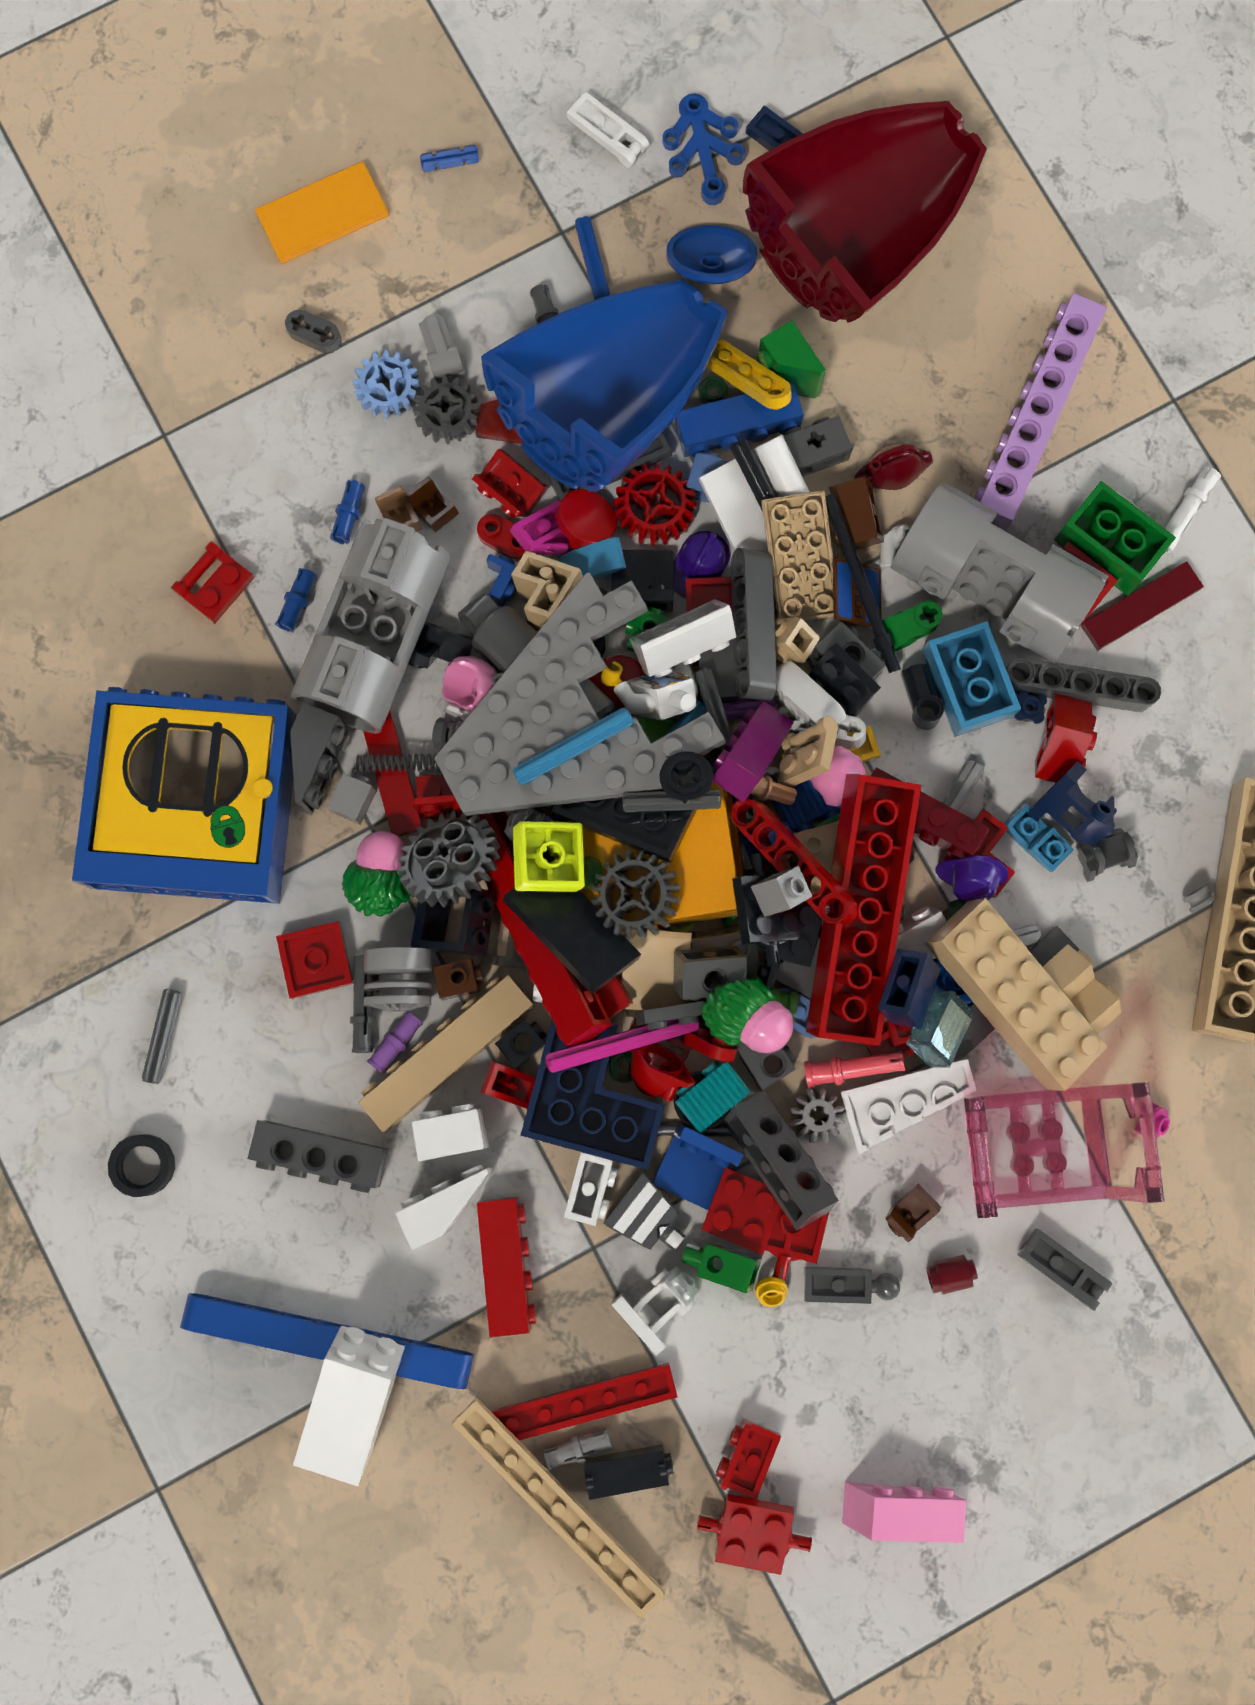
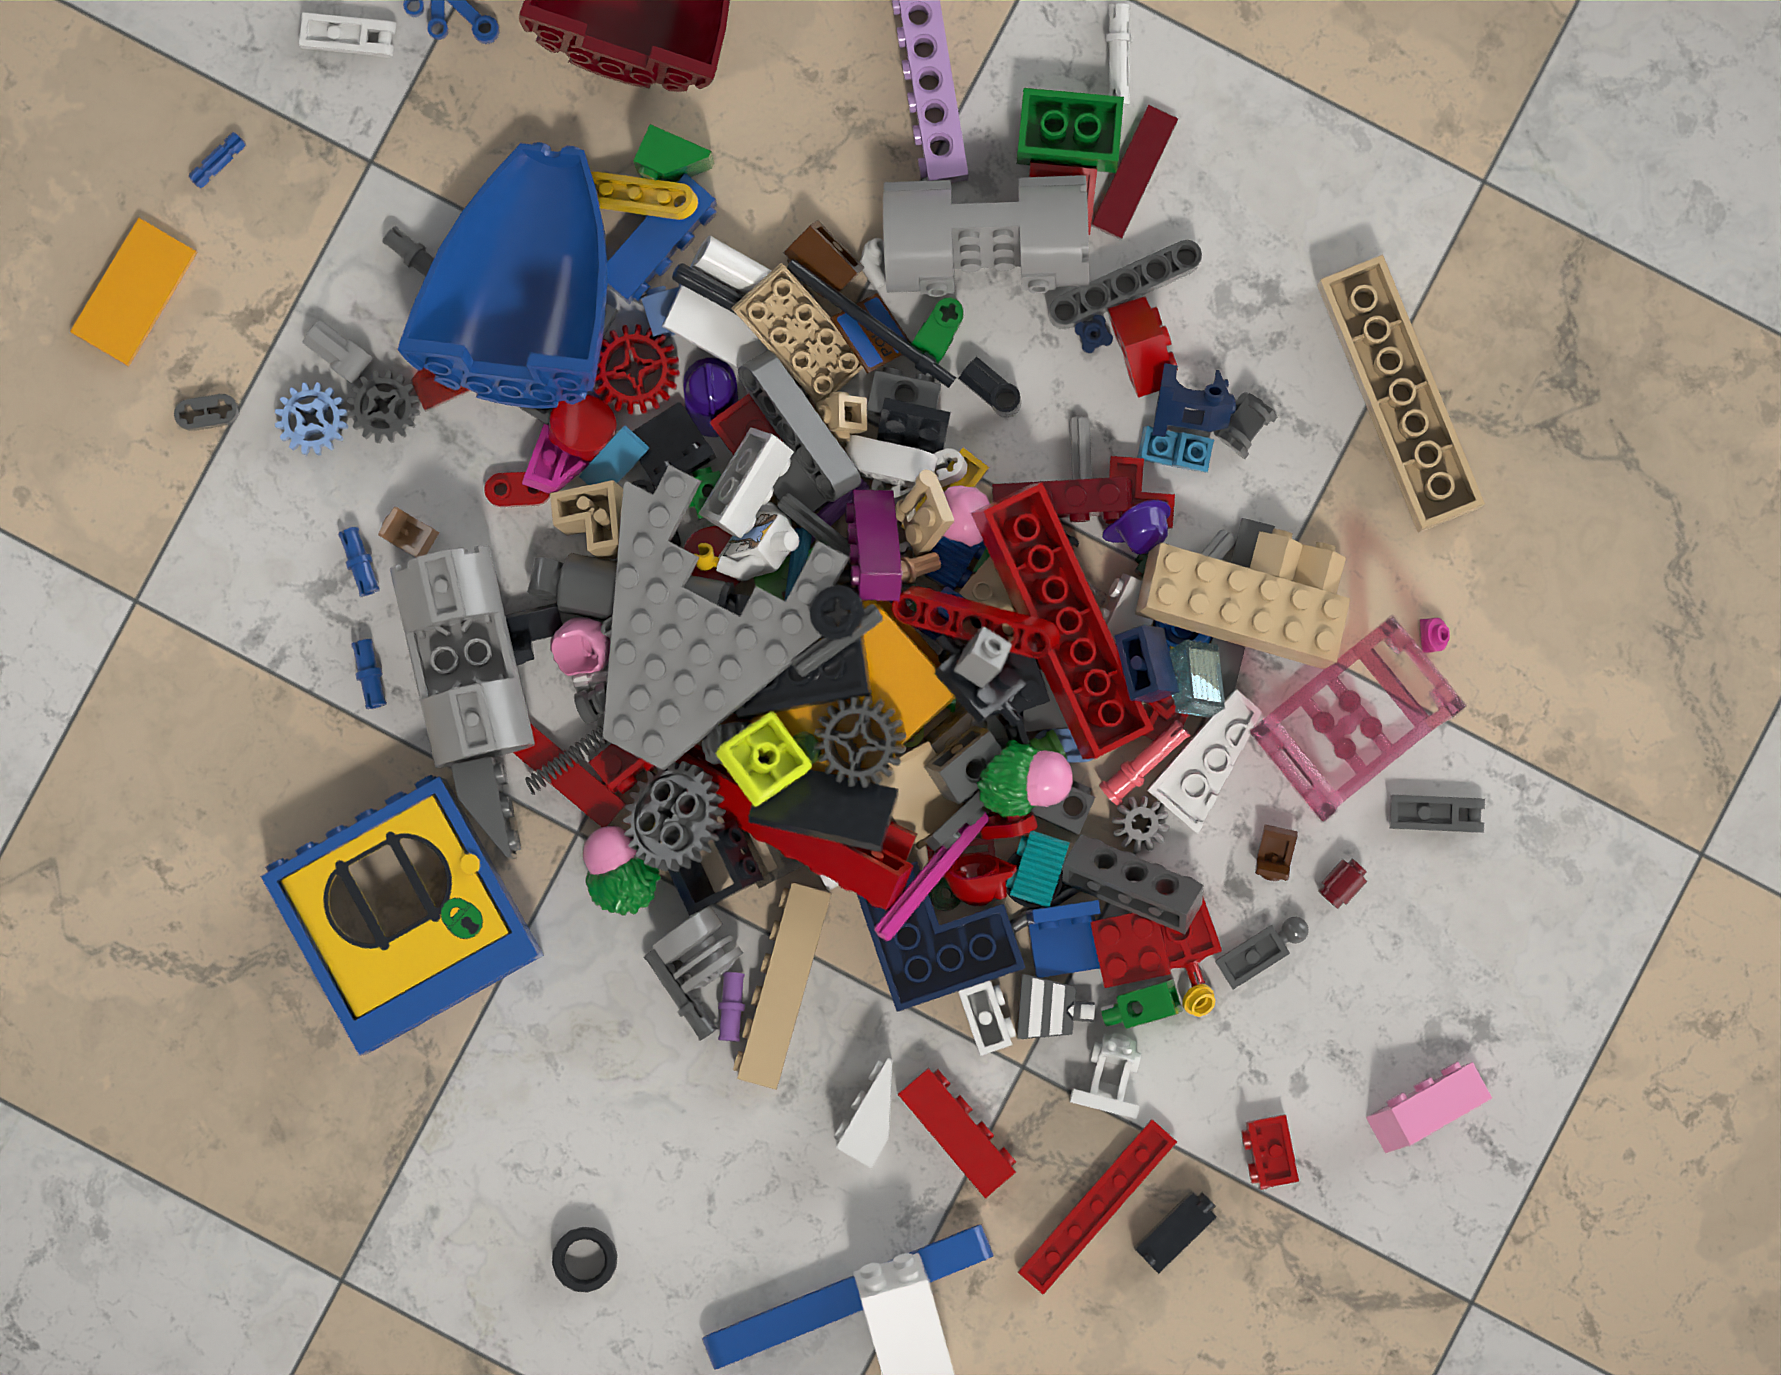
camera: 30 degrees left, 5 degrees up
(161, 1036) = (522, 1139): dark grey axle -> none
(220, 589) = (291, 708): red plate -> none
(270, 1135) = (679, 1158): dark grey brick -> none
(315, 960) = (611, 983): red plate -> none
(352, 797) = (545, 818): light grey brick -> none
(431, 504) = (432, 505): reddish brown bracket -> none
(450, 1134) = (834, 1051): white brick -> none
(458, 979) = (749, 915): reddish brown brick -> none
(504, 586) = (550, 536): blue bracket -> none
(507, 1043) = (837, 947): black brick -> none
(508, 1085) = (858, 976): red slope -> none
(510, 485) = (490, 439): red bracket -> none
(558, 1508) = (1136, 1298): tan plate -> none
(573, 746) = (720, 649): dark azure axle -> none
(578, 1449) = (1122, 1241): light grey pin -> none
(592, 257) = (418, 171): blue axle -> none
(711, 254) = (529, 98): blue dish -> none
(715, 383) = (616, 237): clear green plate -> none
(754, 1534) = (1315, 1210): red plate -> none
(827, 434) = (761, 209): dark grey brick -> none
(895, 466) = (828, 188): dark red hat -> none
(971, 679) = (1024, 346): dark azure brick -> none
(1199, 898) = (1350, 410): light grey bush -> none

